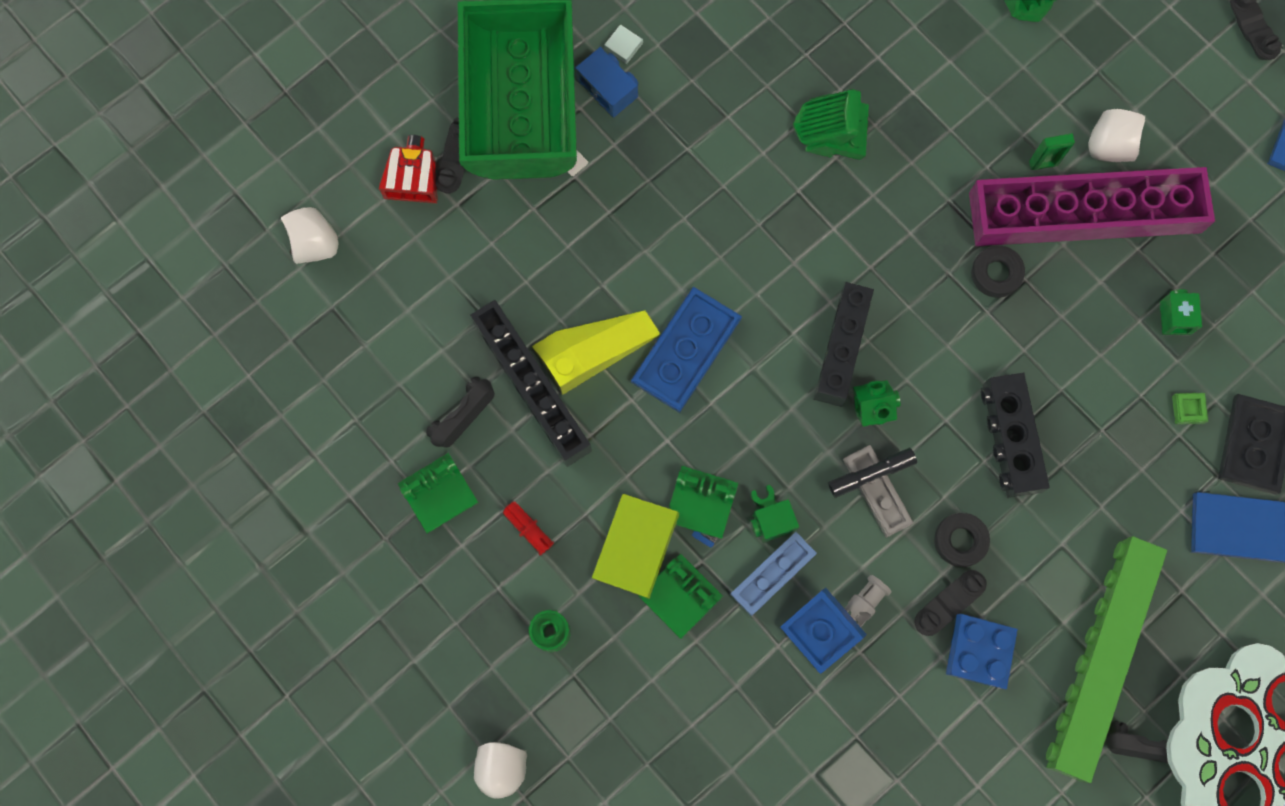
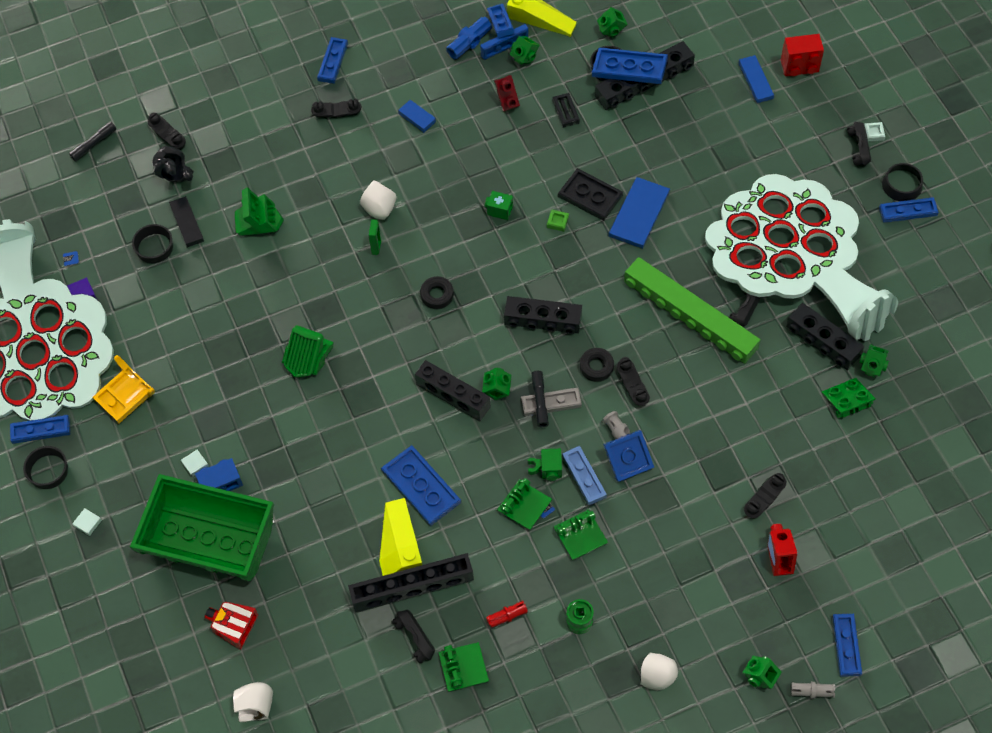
camera: 70 degrees left, 15 degrees down
(450, 171) = (229, 591): black piece -> none
(635, 545) = (540, 551): lime tile -> none
(981, 651) = (667, 374): blue plate -> none
(1091, 206) = (416, 230): magenta brick -> none

